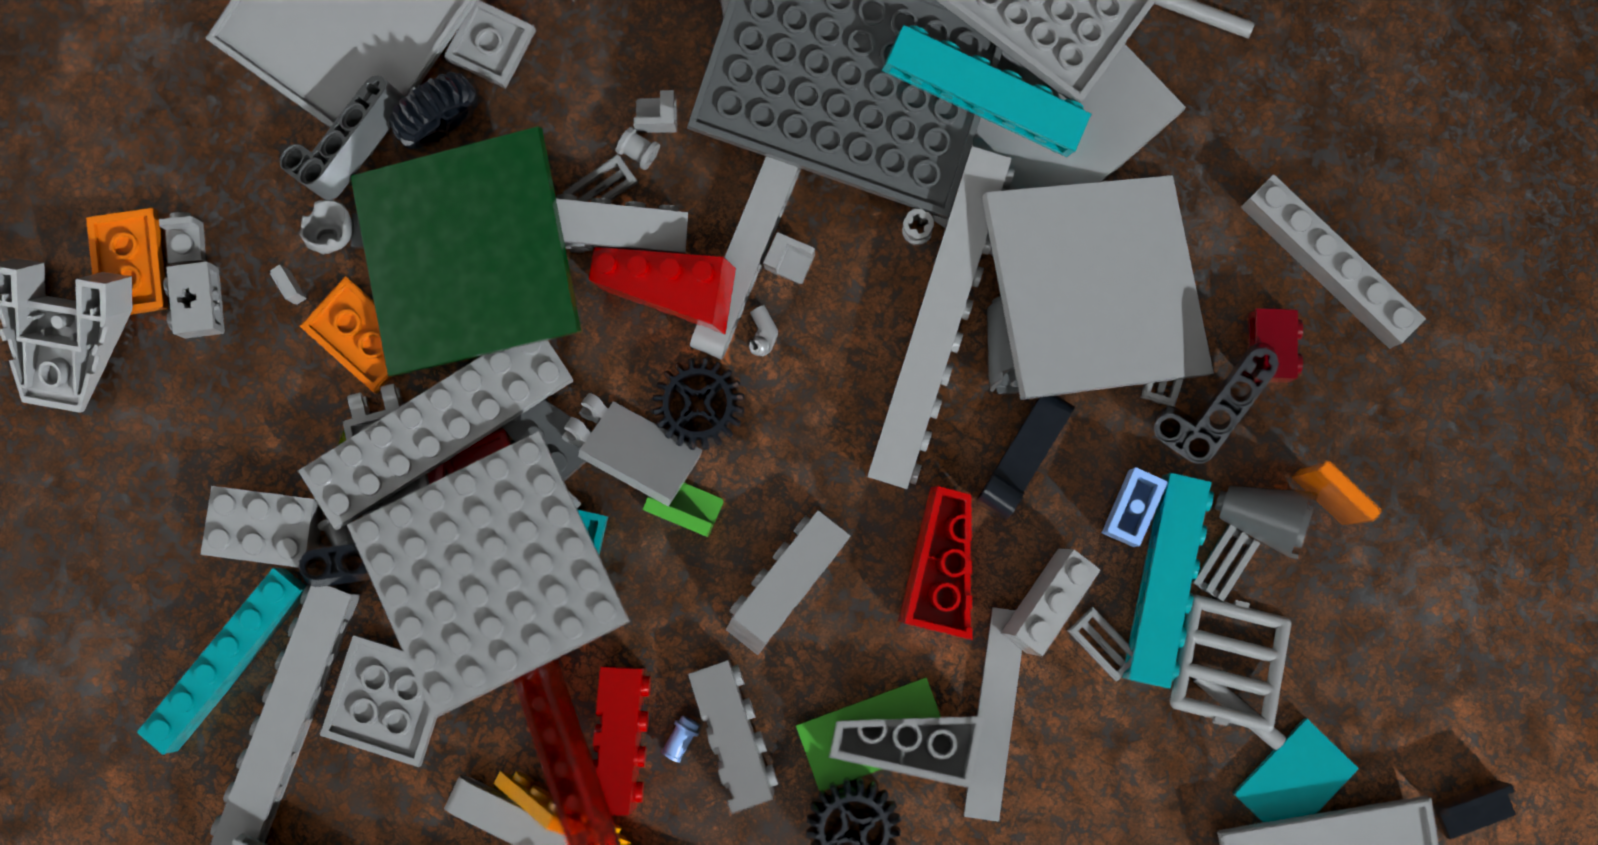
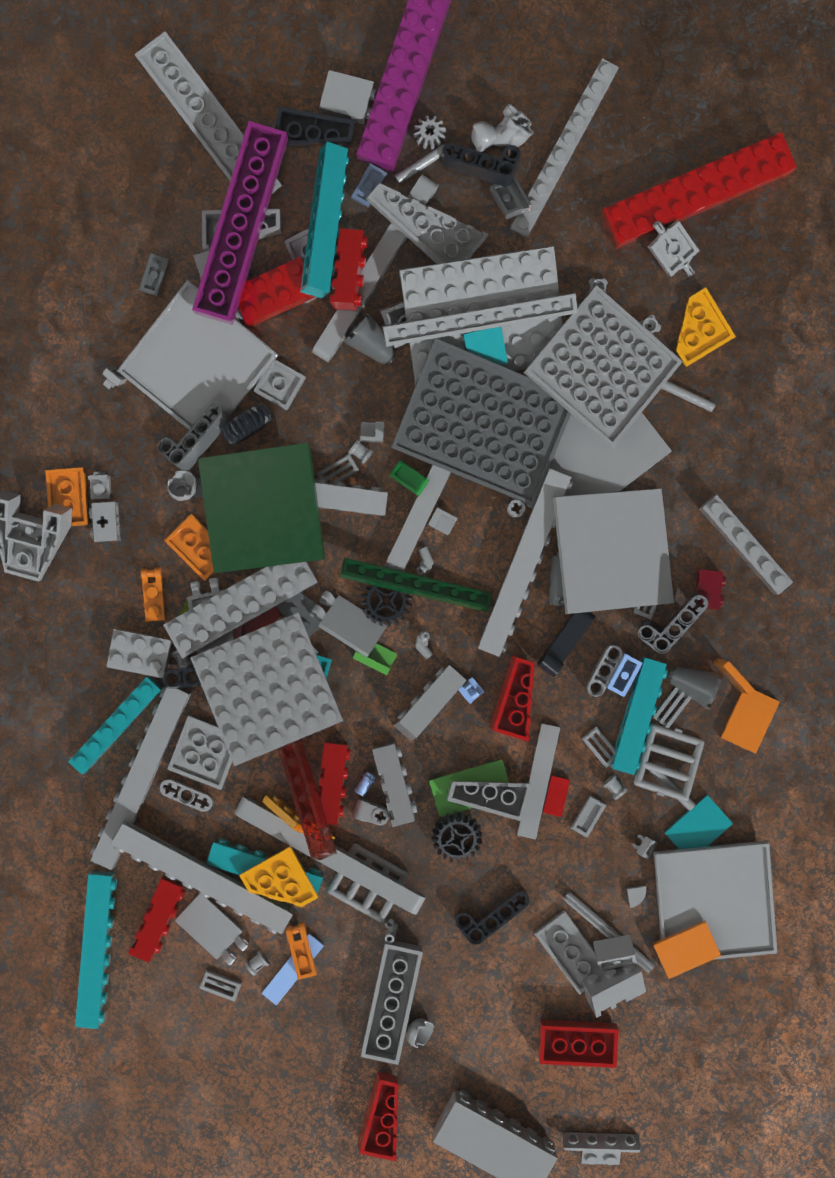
camera: 10 degrees left, 5 degrees up
(200, 52) = (113, 377): none -> light grey tile
(285, 423) = (153, 595): none -> orange plate
(287, 284) = (158, 516): light grey tile -> none
(337, 764) = (197, 805): none -> light grey beam
(672, 283) = (380, 534): red wedge -> none
(687, 788) = (367, 810): none -> light grey piece
(725, 185) = (409, 477): none -> green tile
(748, 371) = (416, 585): none -> dark green tile
(767, 479) = (421, 644): none -> light grey arm
(860, 556) = (471, 690): none -> light blue tile
(986, 90) = (559, 437): teal brick -> none
(1029, 739) = (556, 795): none -> red tile
(1050, 601) = (573, 723): light grey brick -> none
(1091, 772) = (588, 816): none -> light grey tile
(1110, 491) = (612, 665): none -> light grey beam
(1135, 715) = (614, 787): none -> light grey bush
(1204, 821) = (646, 847): none -> light grey tile
(1370, 576) = (750, 720): none -> orange tile
(1475, 809) = (793, 849): black panel -> none

